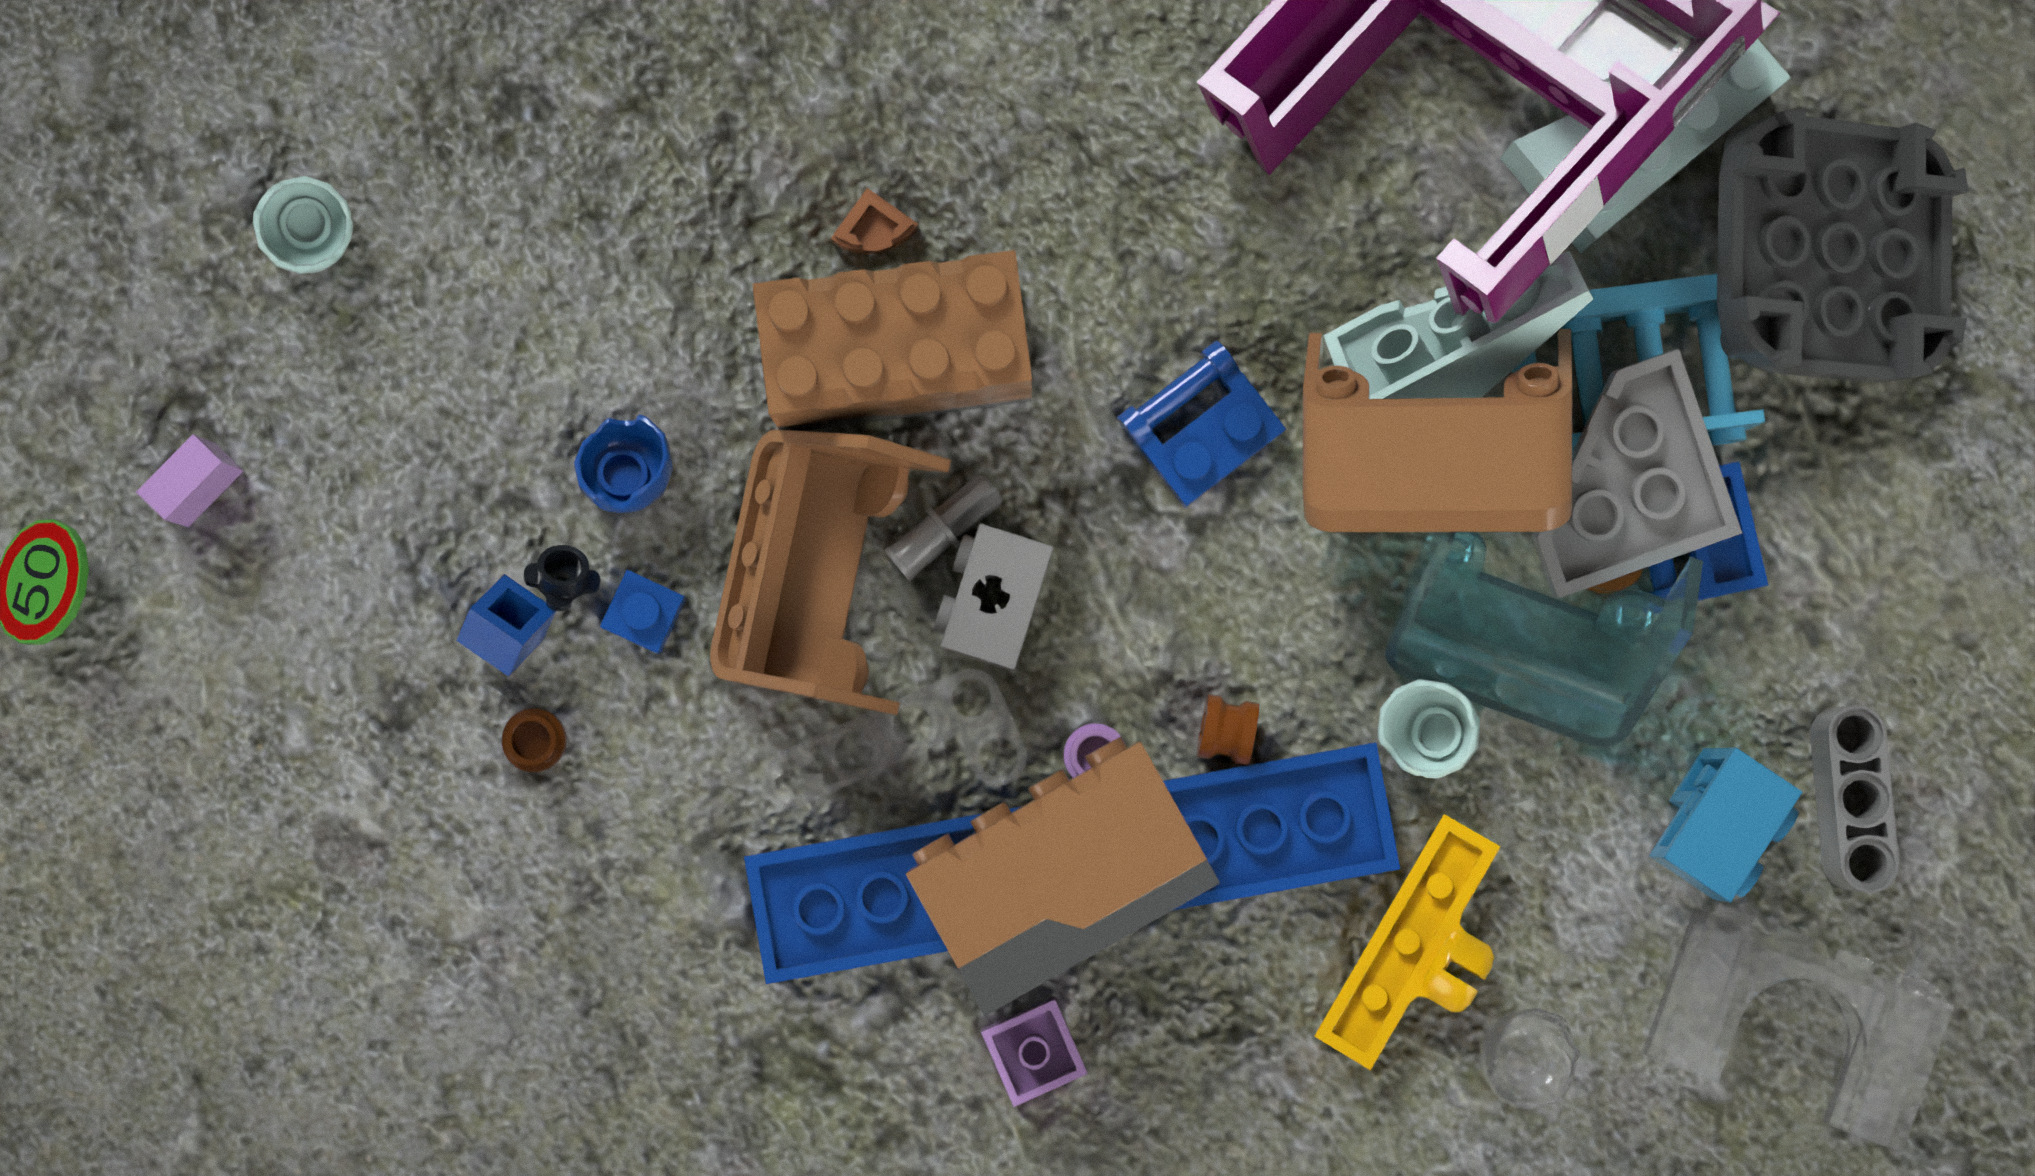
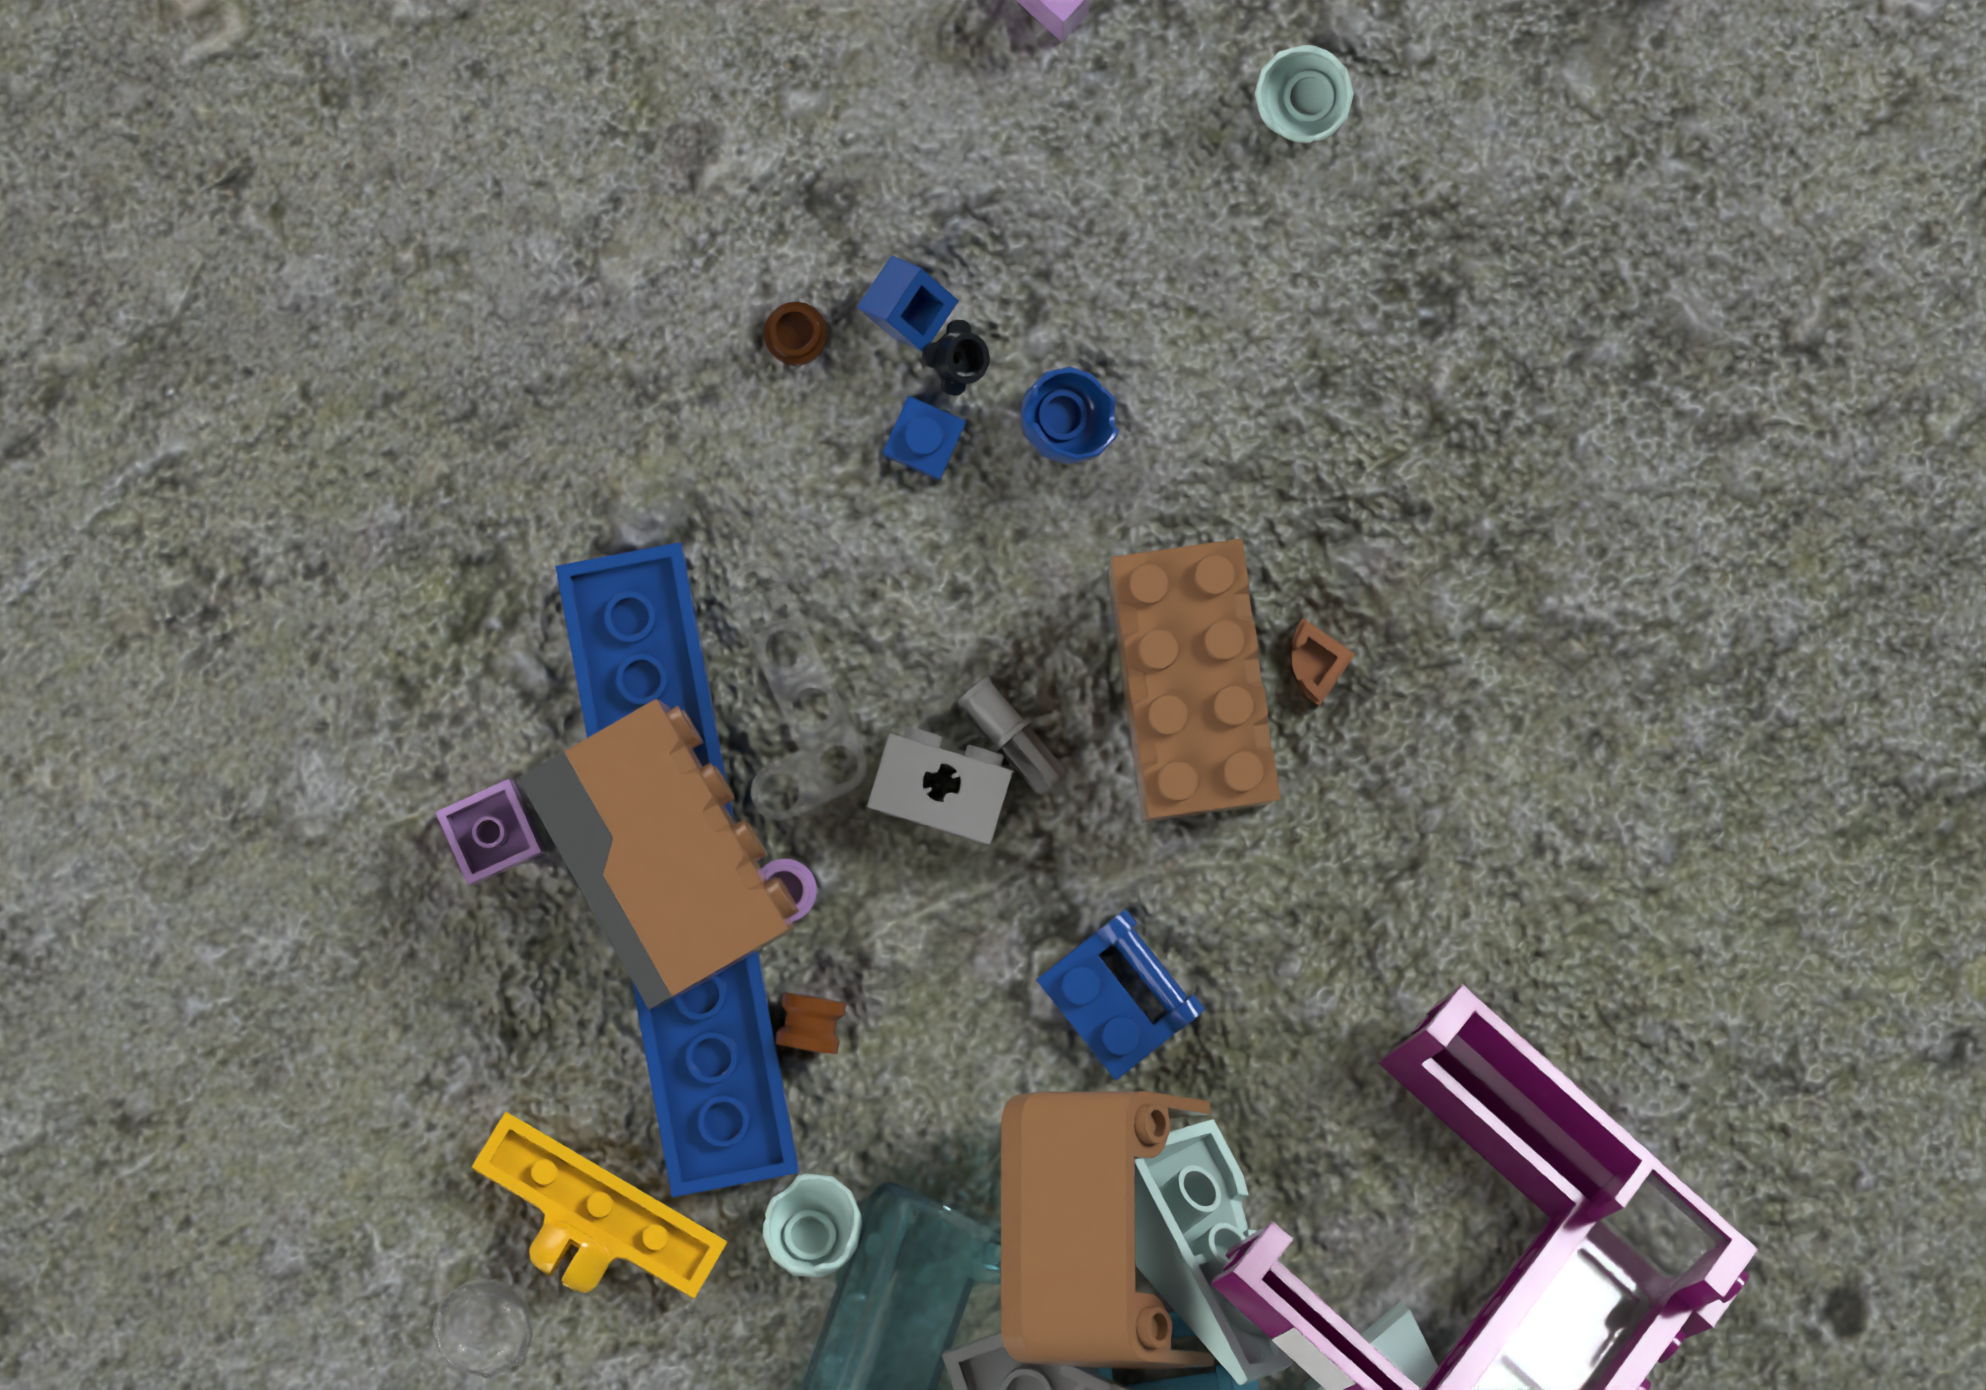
camera: 90 degrees right, 0 degrees up
(800, 562) = (969, 592): medium nougat windscreen -> none

